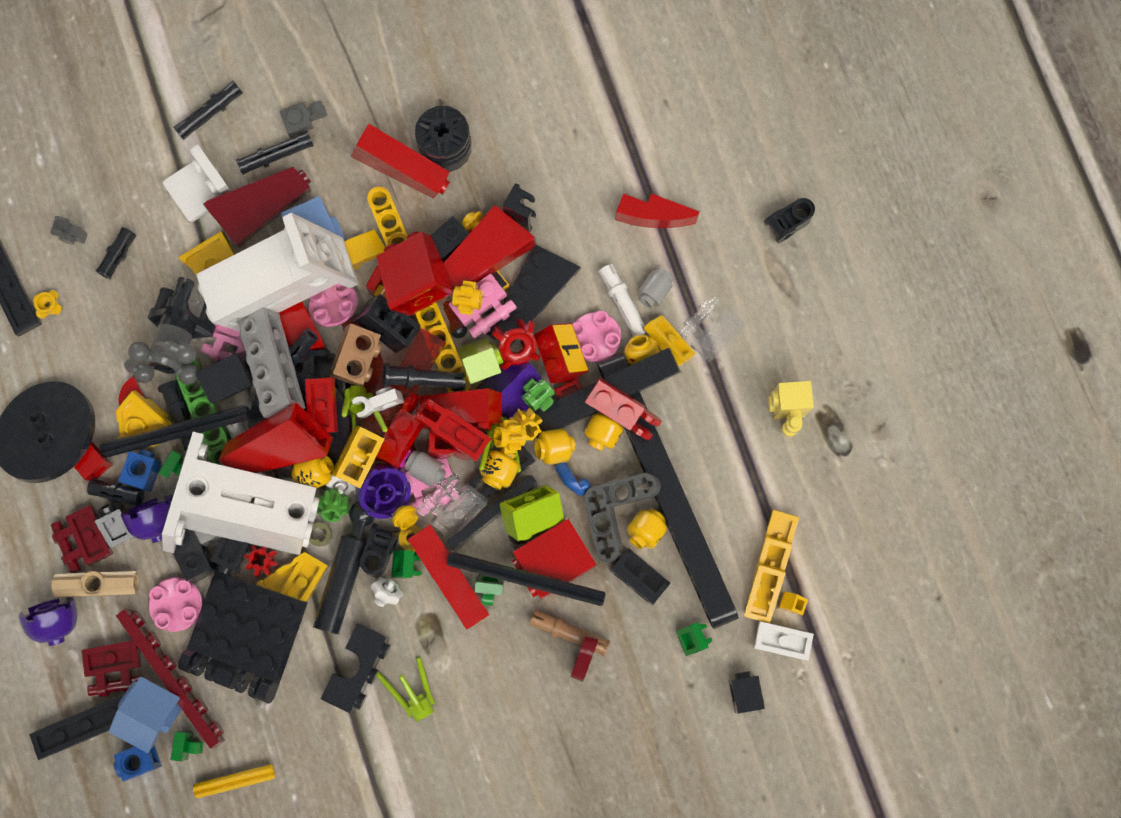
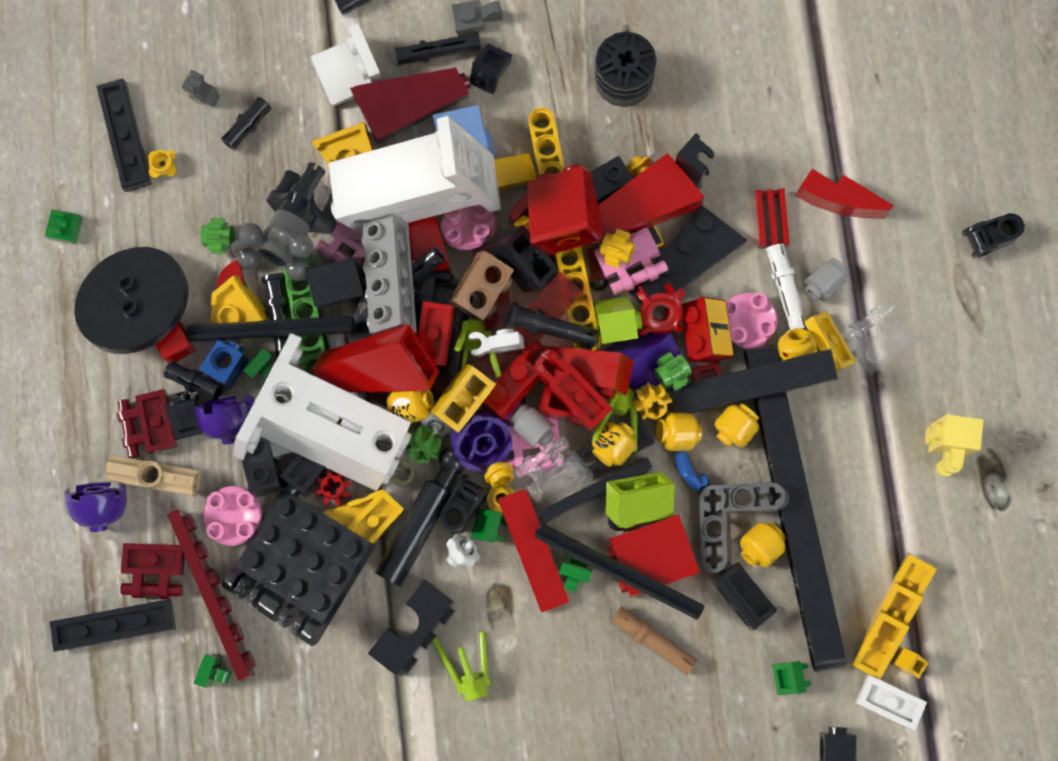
camera: 20 degrees right, 0 degrees up
(110, 358) = (217, 235): none -> bright green gear
(144, 714) = (176, 628): medium blue plate -> none
(148, 763) = (169, 672): blue brick -> none
(234, 781) = (256, 721): yellow axle -> none
(324, 160) = (489, 68): none -> black bracket
(400, 162) = (572, 85): red slope -> none
(509, 436) = (633, 410): yellow gear -> none
(584, 658) = (665, 672): dark red beam -> none
(592, 223) = (770, 194): none -> red tile
(621, 408) = (762, 405): hinge -> none

